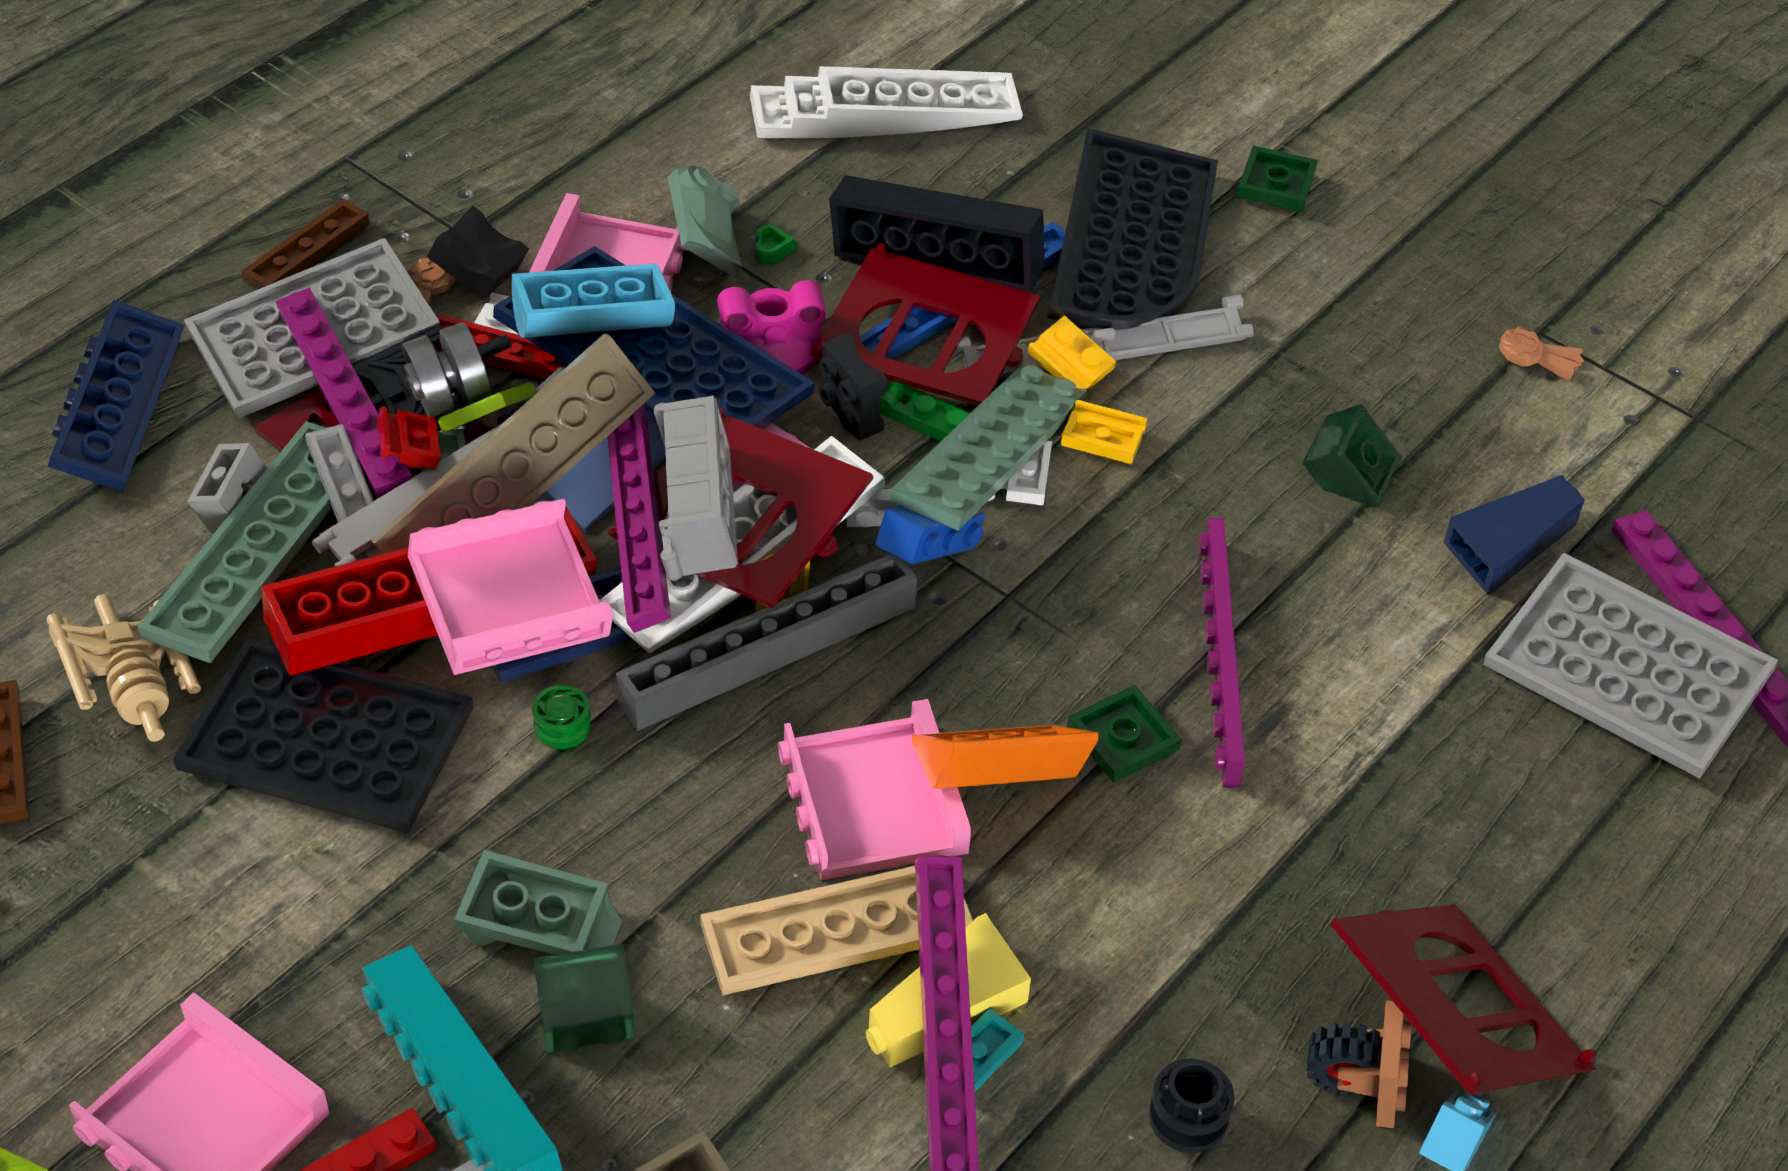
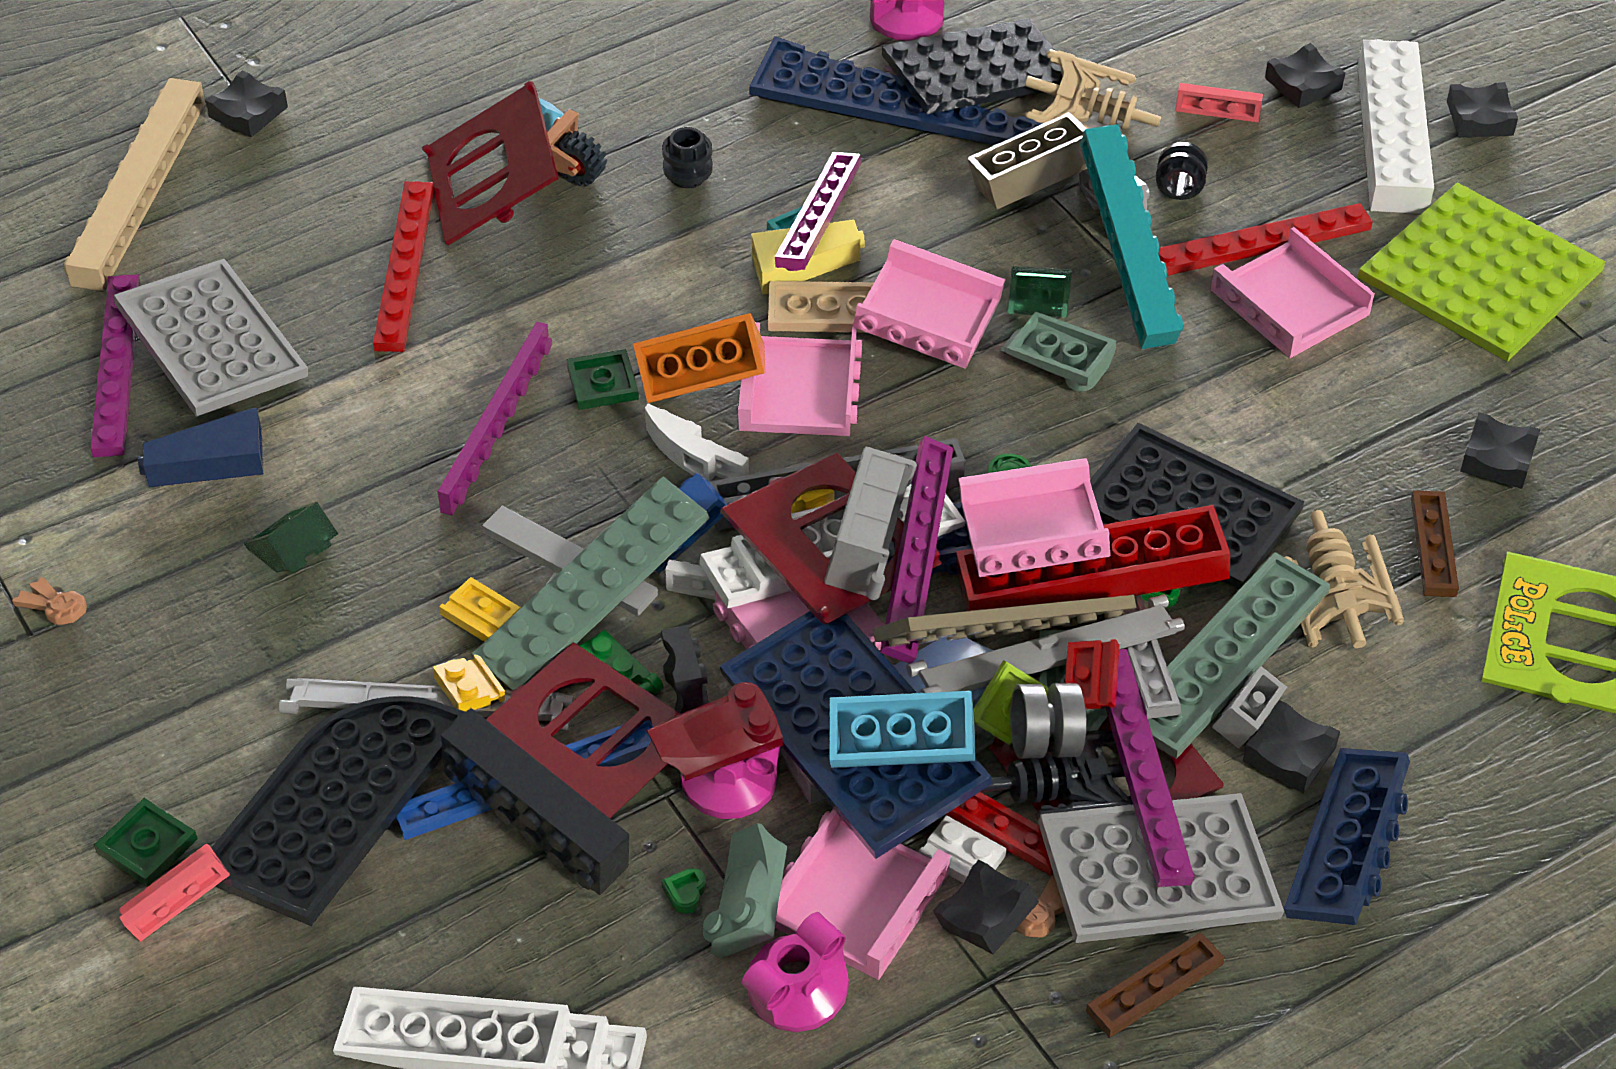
camera: 160 degrees left, 0 degrees up
(171, 466) = (1291, 747): none -> black brick
(635, 173) = (805, 998): none -> dark pink piece
(734, 910) = (930, 304): none -> bright pink panel
(785, 286) = (718, 732): none -> dark red slope
(980, 662) = (684, 445): none -> white slope
(1076, 494) = (552, 551): none -> light grey tile
(1219, 137) = (173, 892): none -> coral panel
(1485, 859) = (403, 267): none -> red plate

